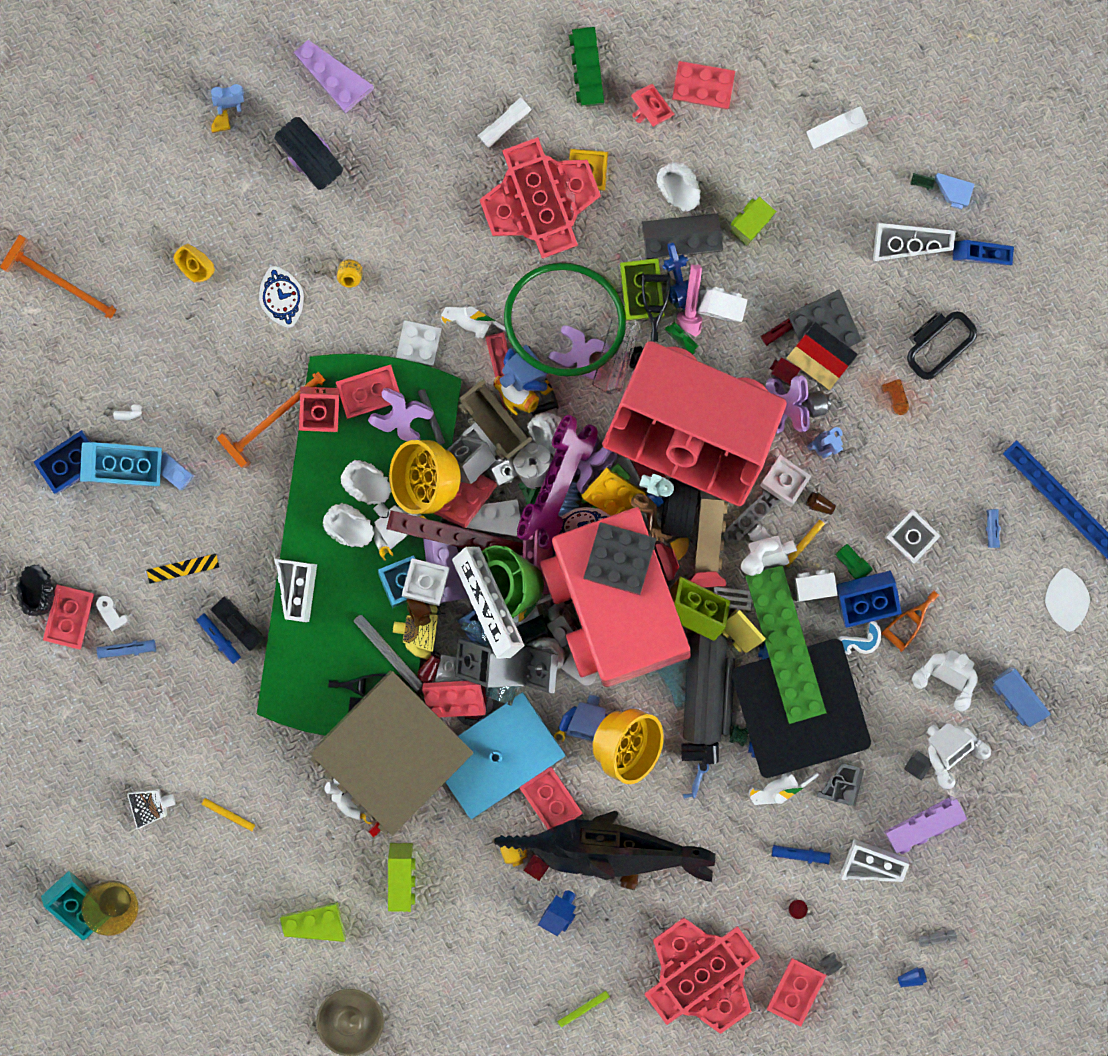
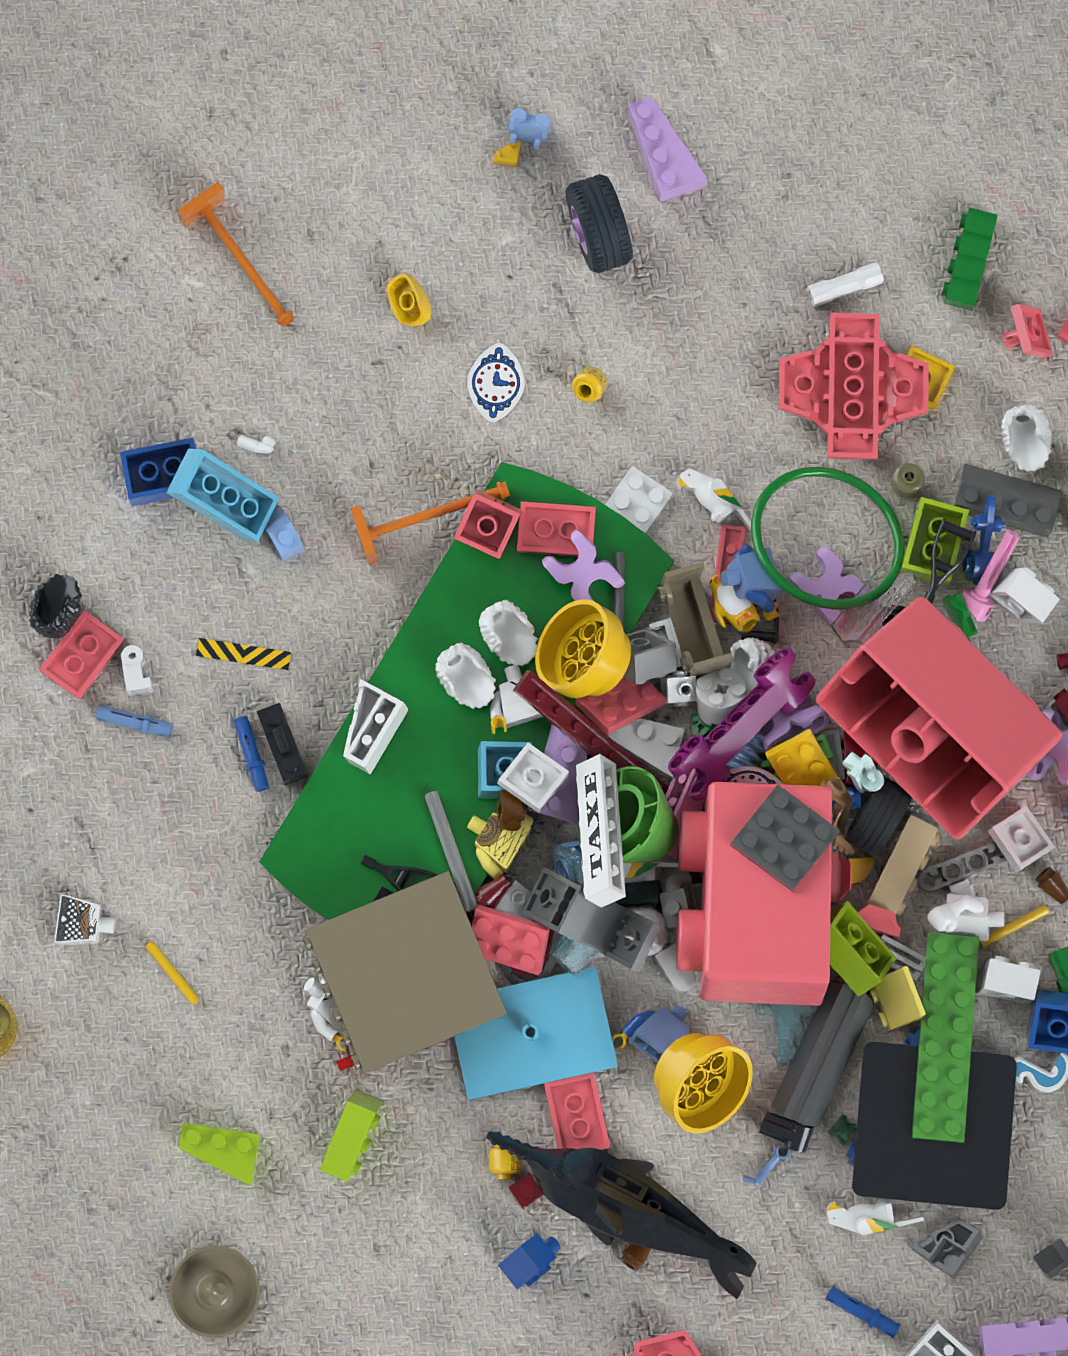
camera: 20 degrees right, 10 degrees down
(604, 259) = (902, 486): none -> olive head
(728, 697) = (847, 1078): dark grey piece -> none

